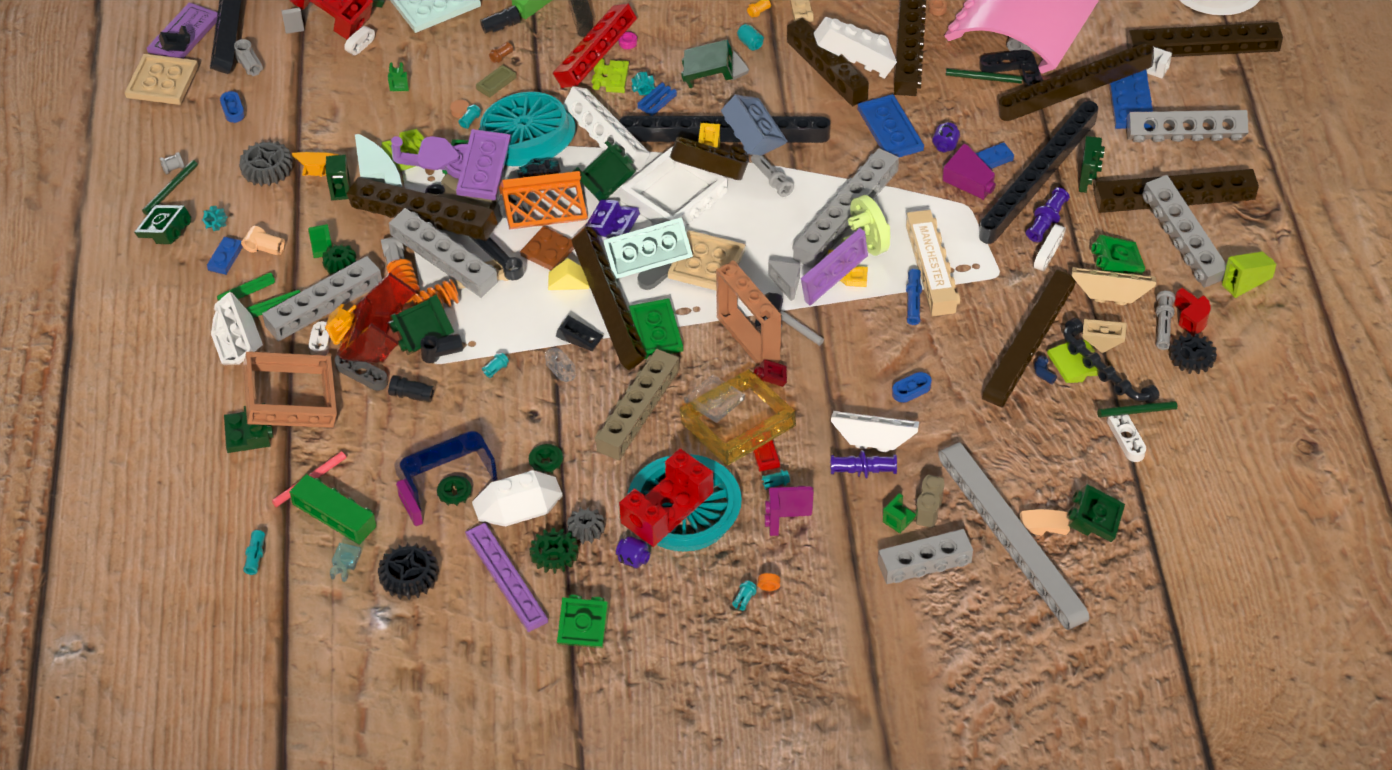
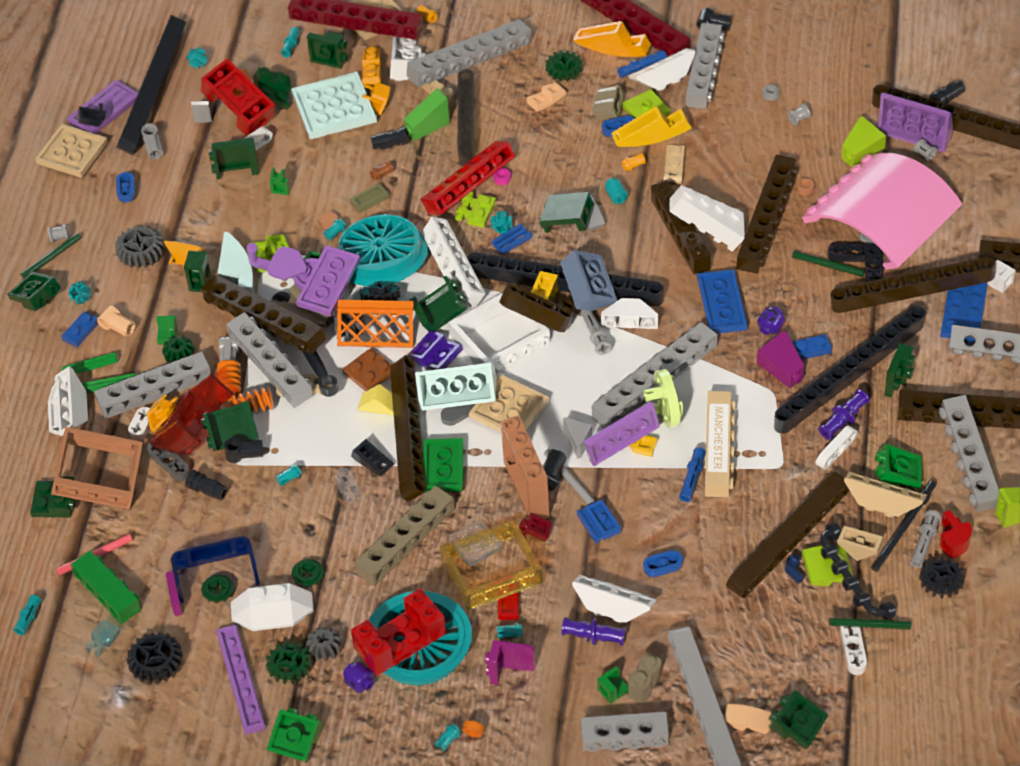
camera: 15 degrees right, 0 degrees up
(343, 58) = (234, 156): none -> dark green panel
(803, 152) = (629, 314): none -> white slope
(833, 357) = (598, 521): none -> blue plate
(1136, 318) = (901, 529): none -> black bar

